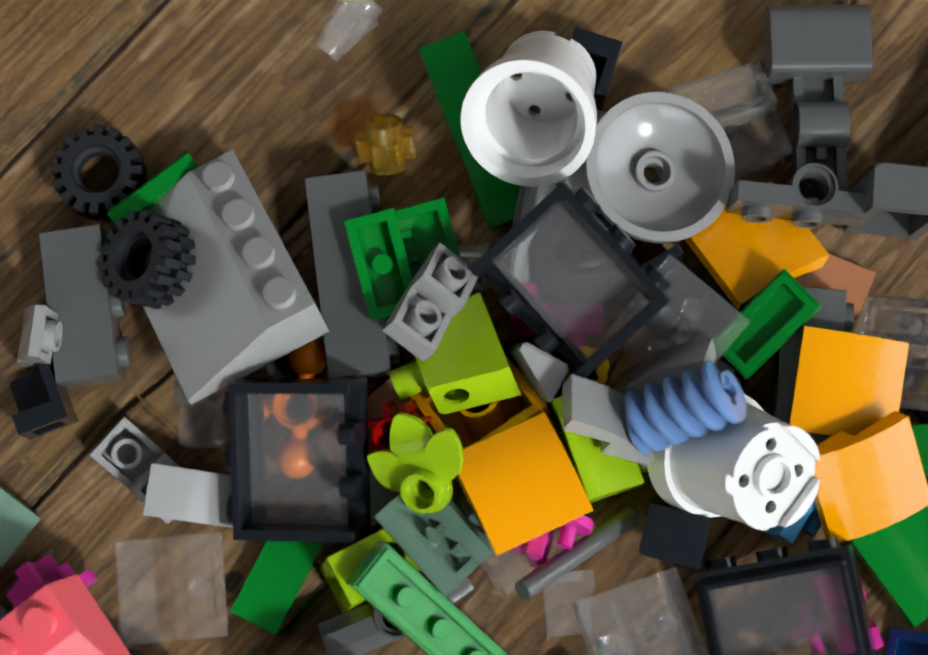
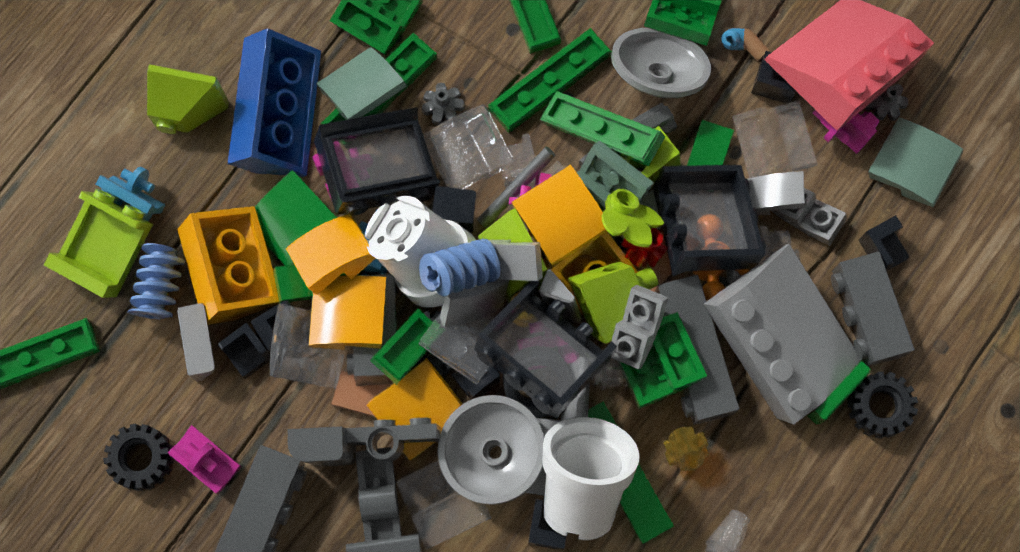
camera: 170 degrees right, 5 degrees down
(39, 336) = (897, 278): light grey slope -> none
(167, 261) = (822, 339): black tyre -> none

